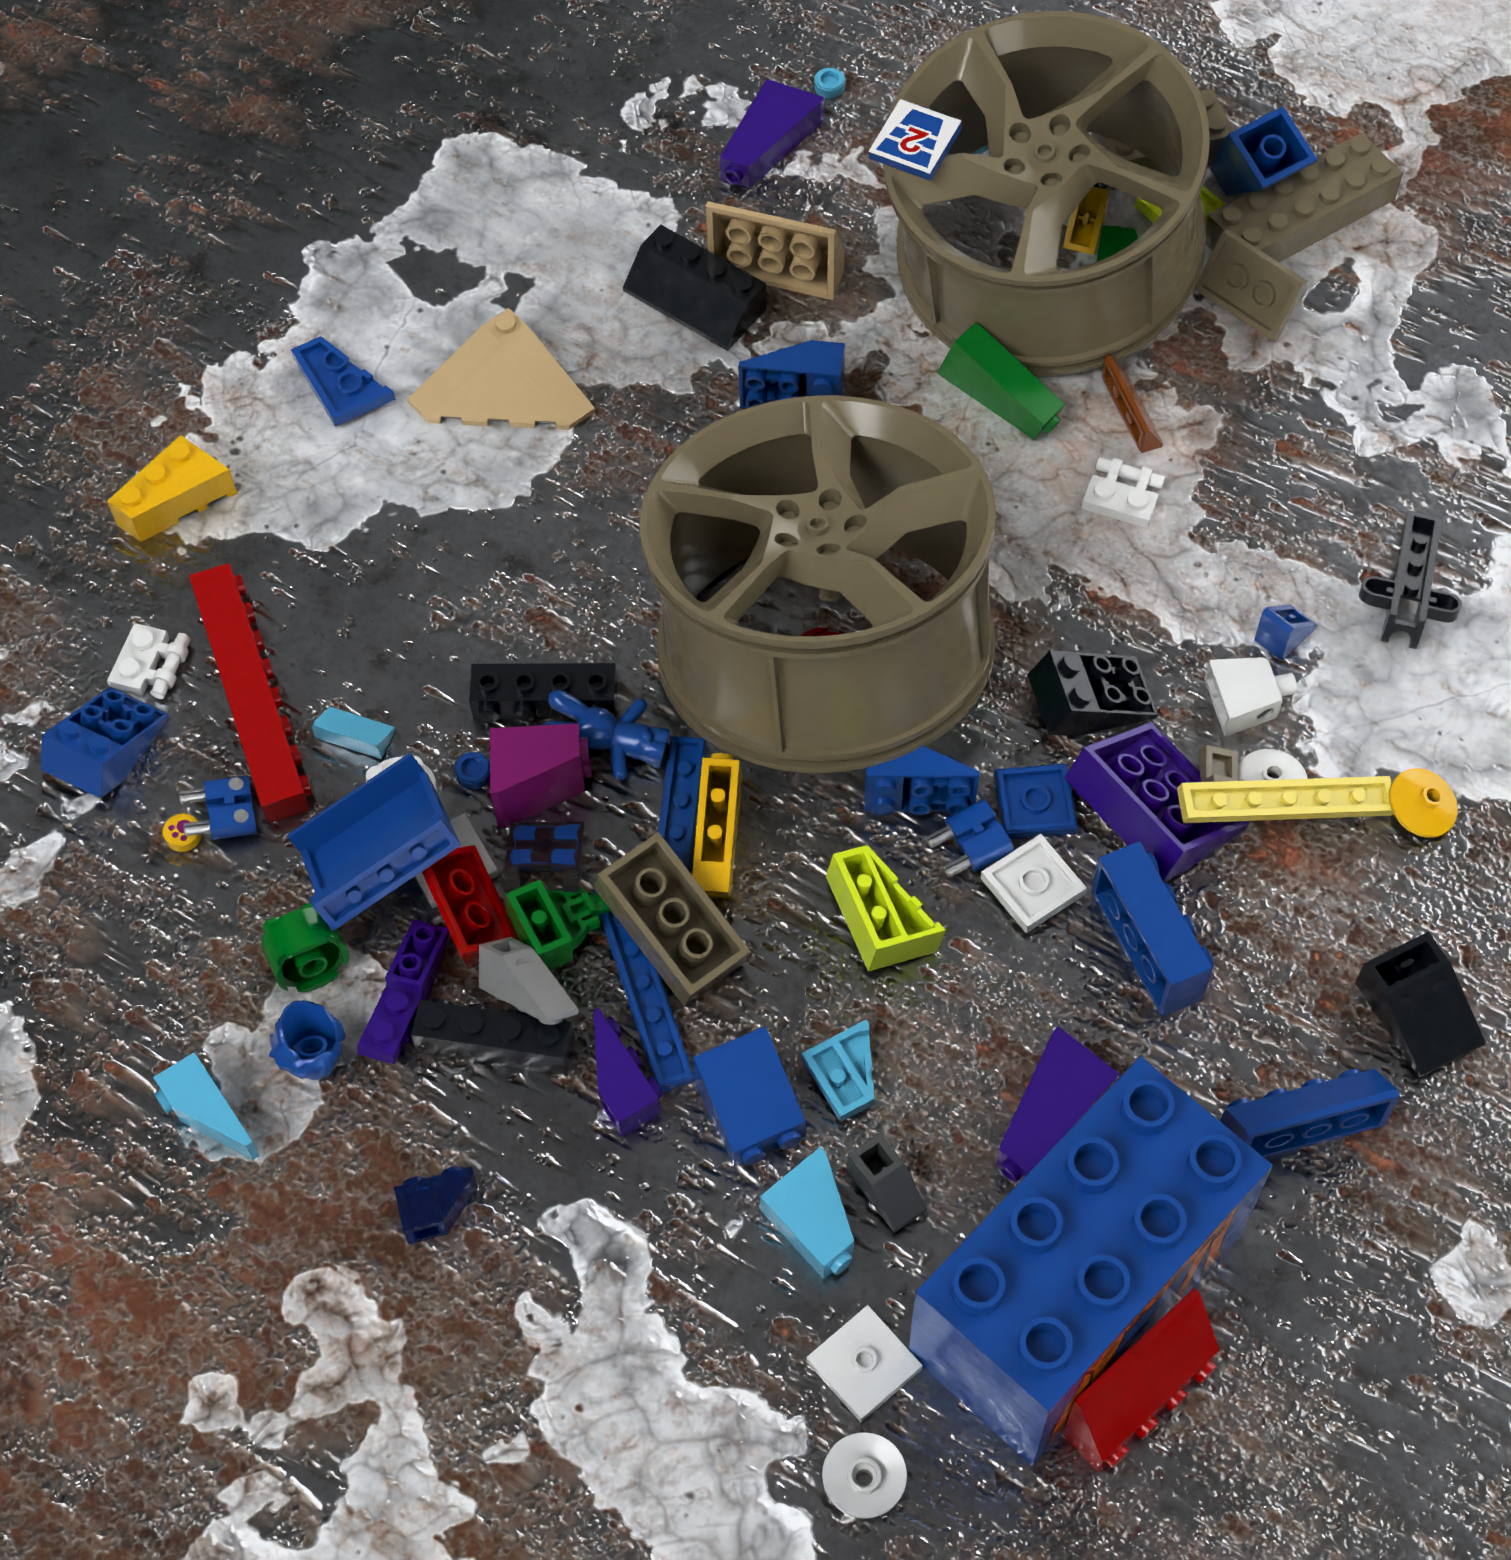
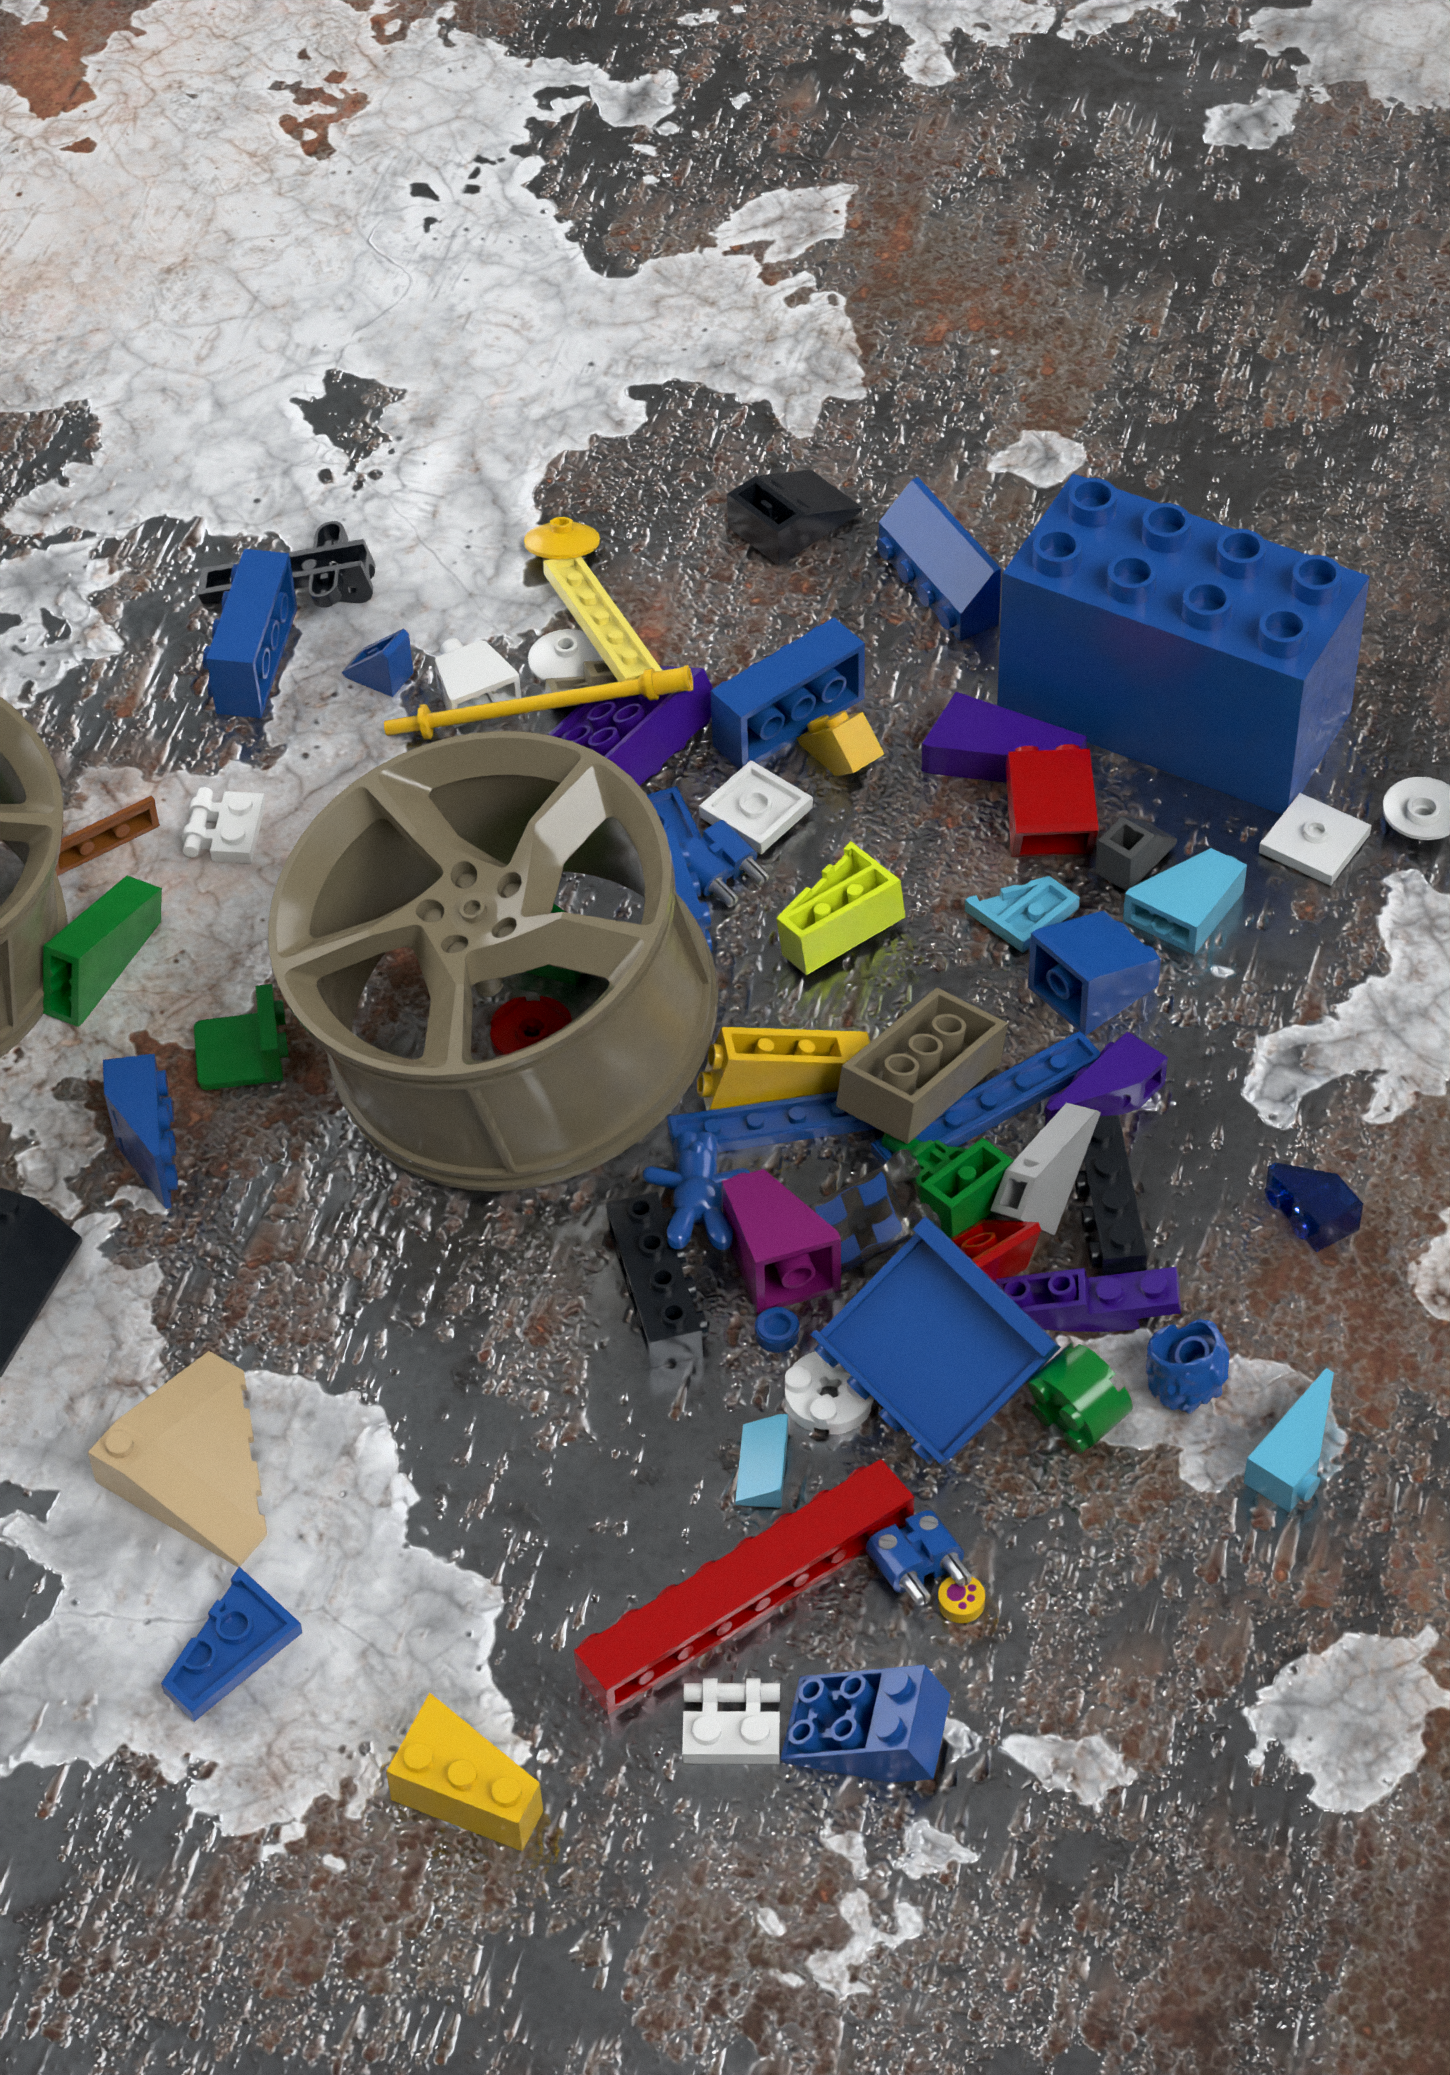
camera: 105 degrees left, 10 degrees down
(945, 1110) = (1051, 801): none -> red slope
(1090, 968) = (841, 742): none -> yellow slope
(1167, 799) = (649, 684): none -> yellow bar
(1329, 527) = (251, 633): none -> blue brick

